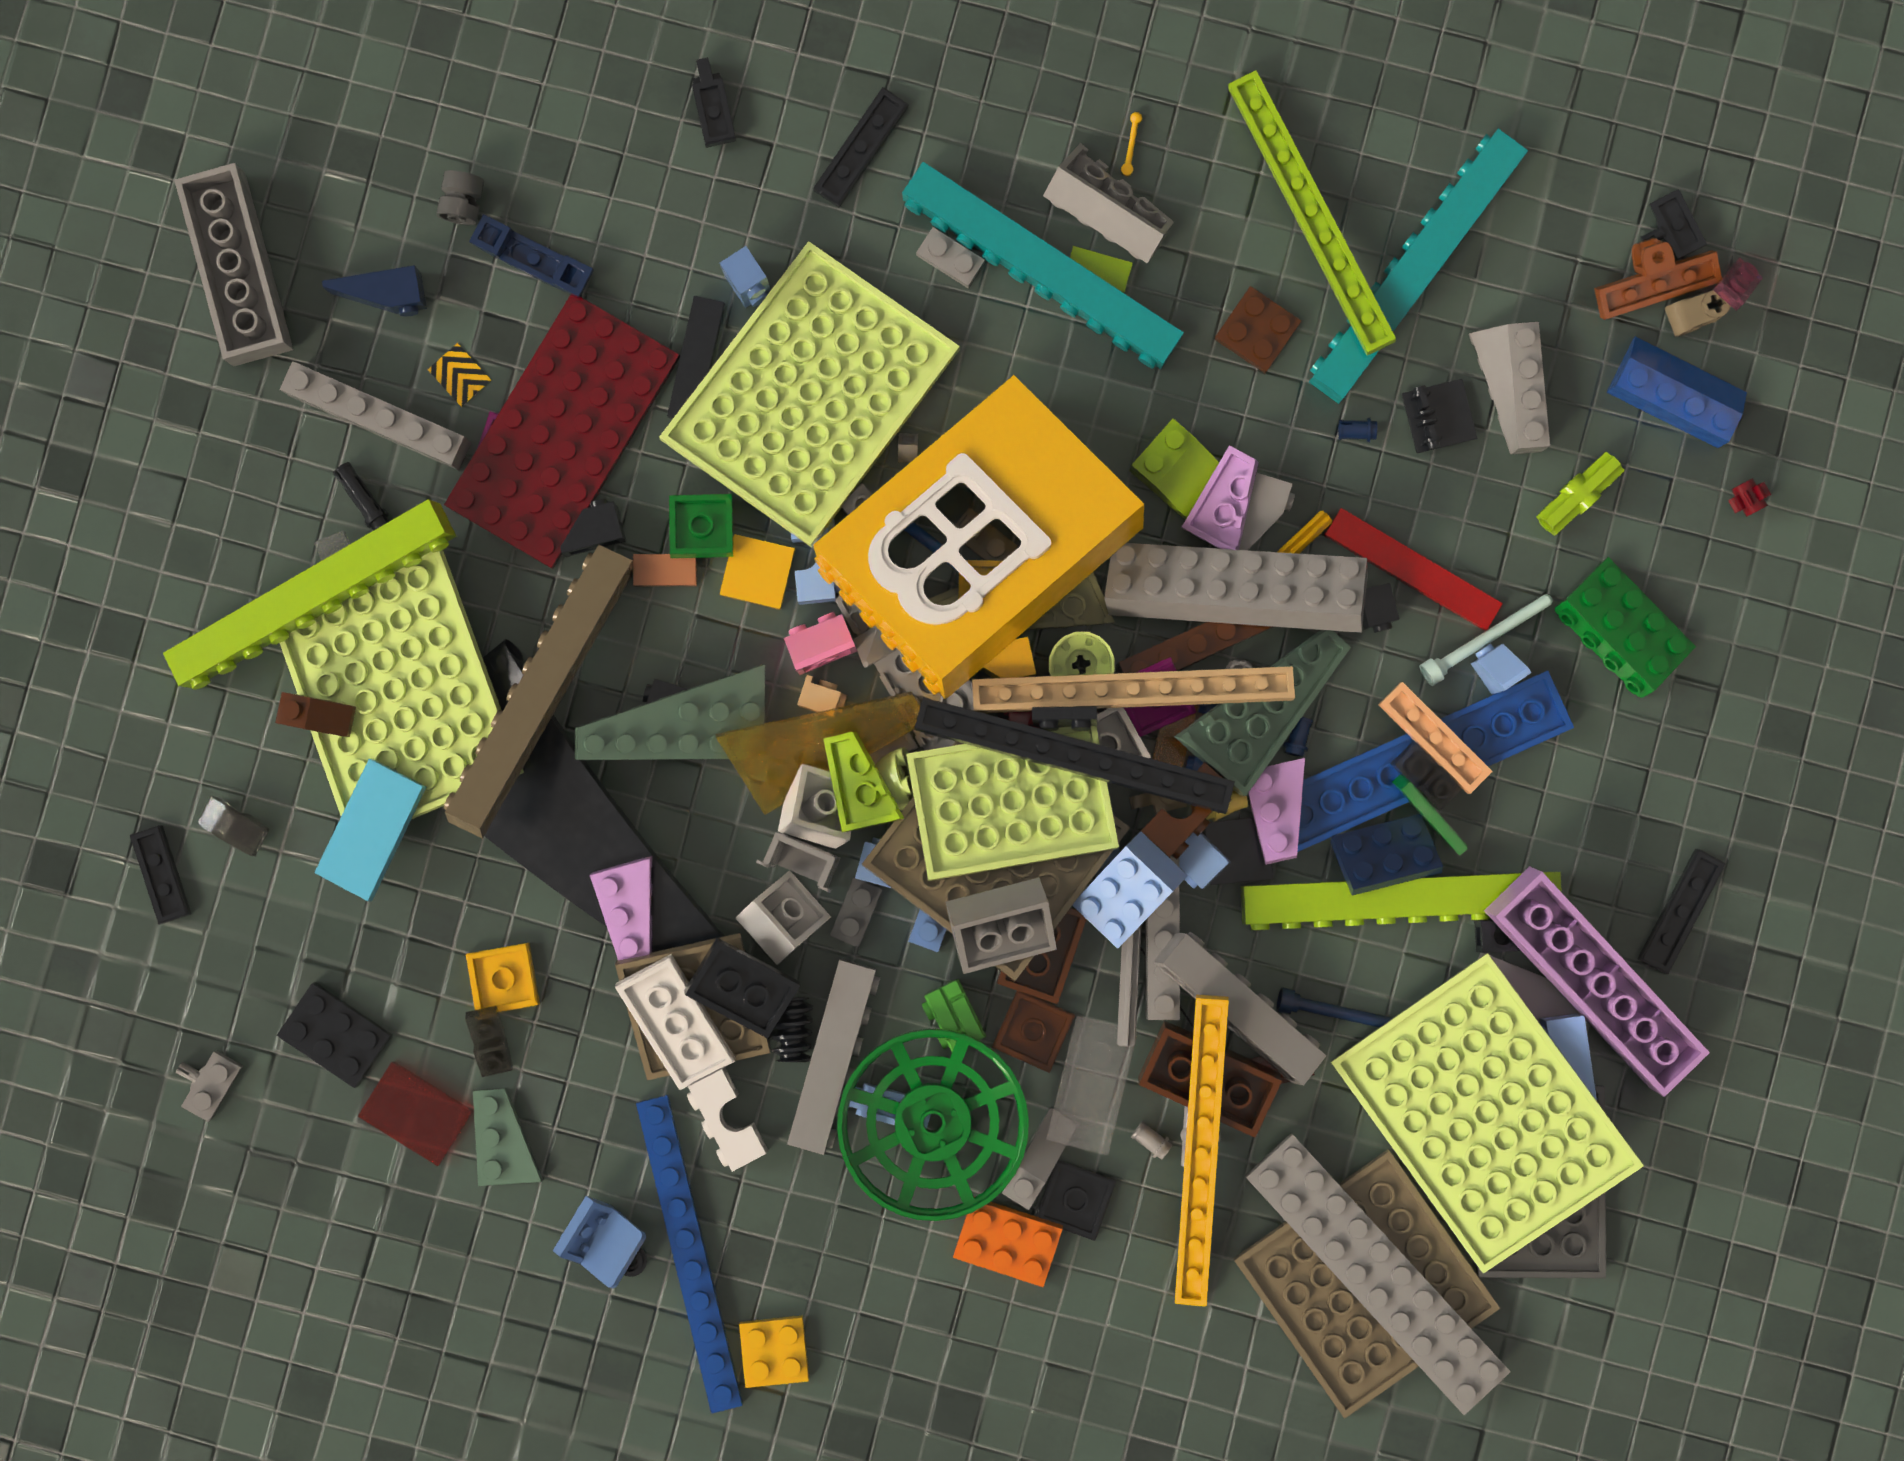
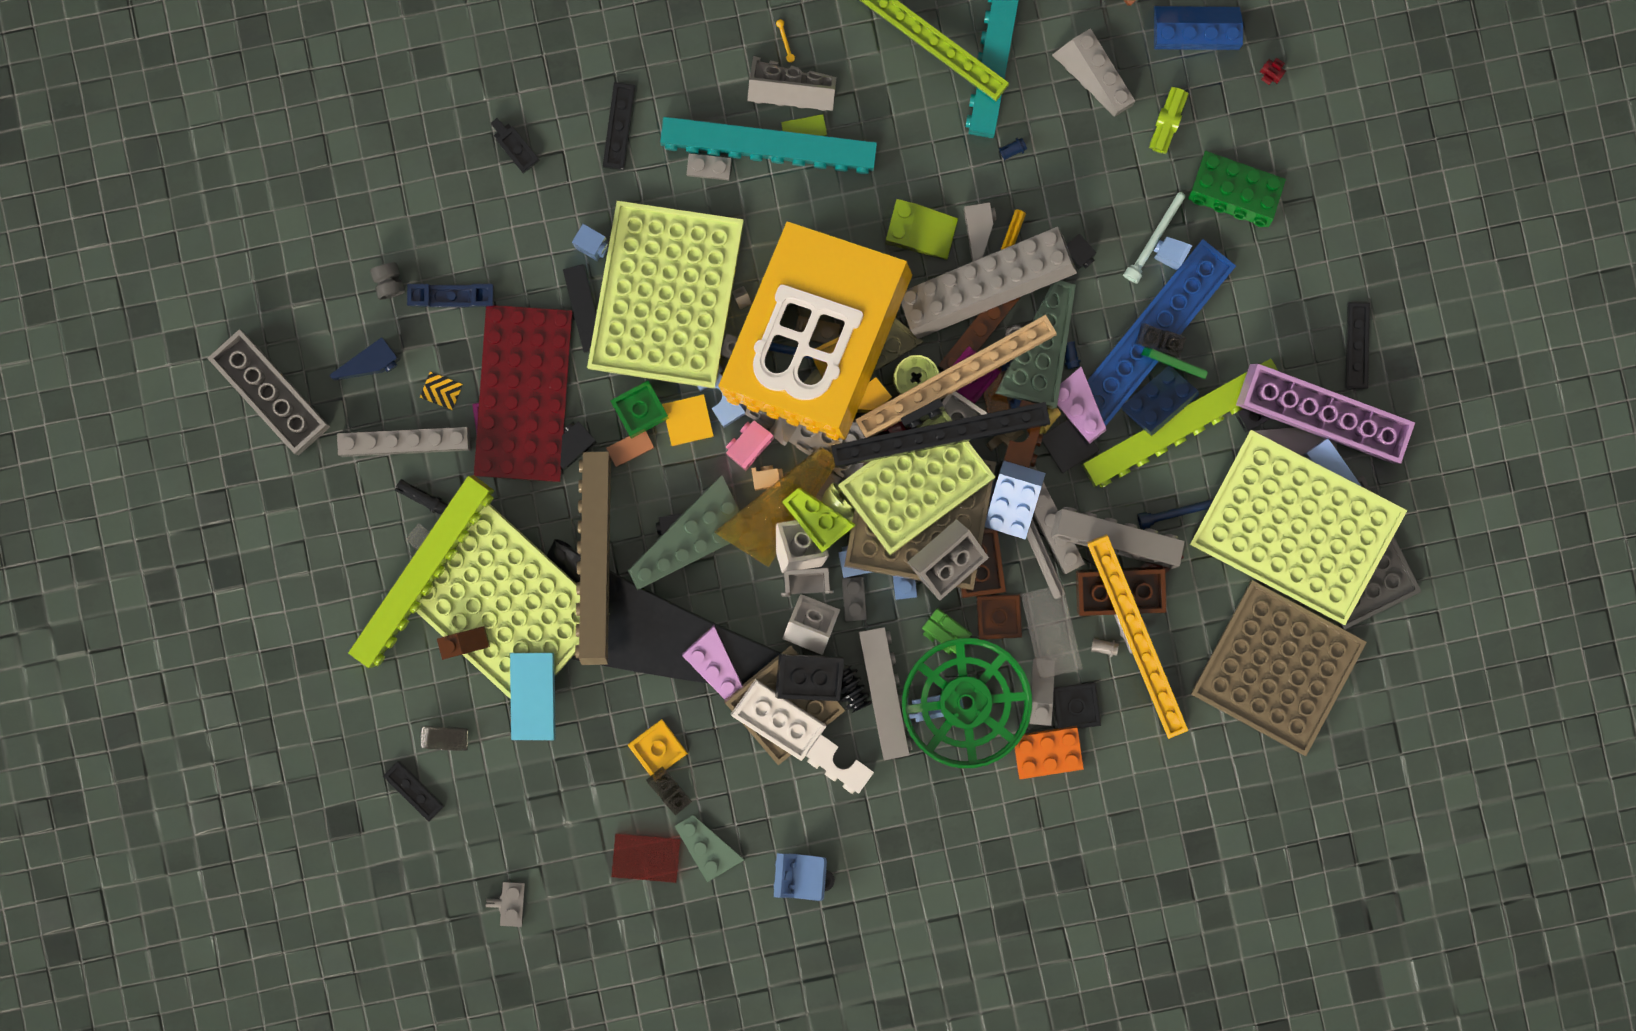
camera: 30 degrees left, 0 degrees up
(334, 1035) = (571, 835): black plate -> none
(689, 1254) = (857, 858): blue plate -> none
(774, 1351) = (939, 891): yellow plate -> none
(1202, 861) = (1050, 461): light blue slope -> none
(1224, 502) = (953, 234): lavender wing -> none
(1257, 329) = (920, 117): reddish brown plate -> none
(1377, 1274) = (1281, 658): light grey plate -> none
(1413, 569) = (1089, 217): red tile -> none
(1435, 738) = (1154, 314): light nougat plate -> none
(1439, 415) = (1058, 115): black hinge -> none

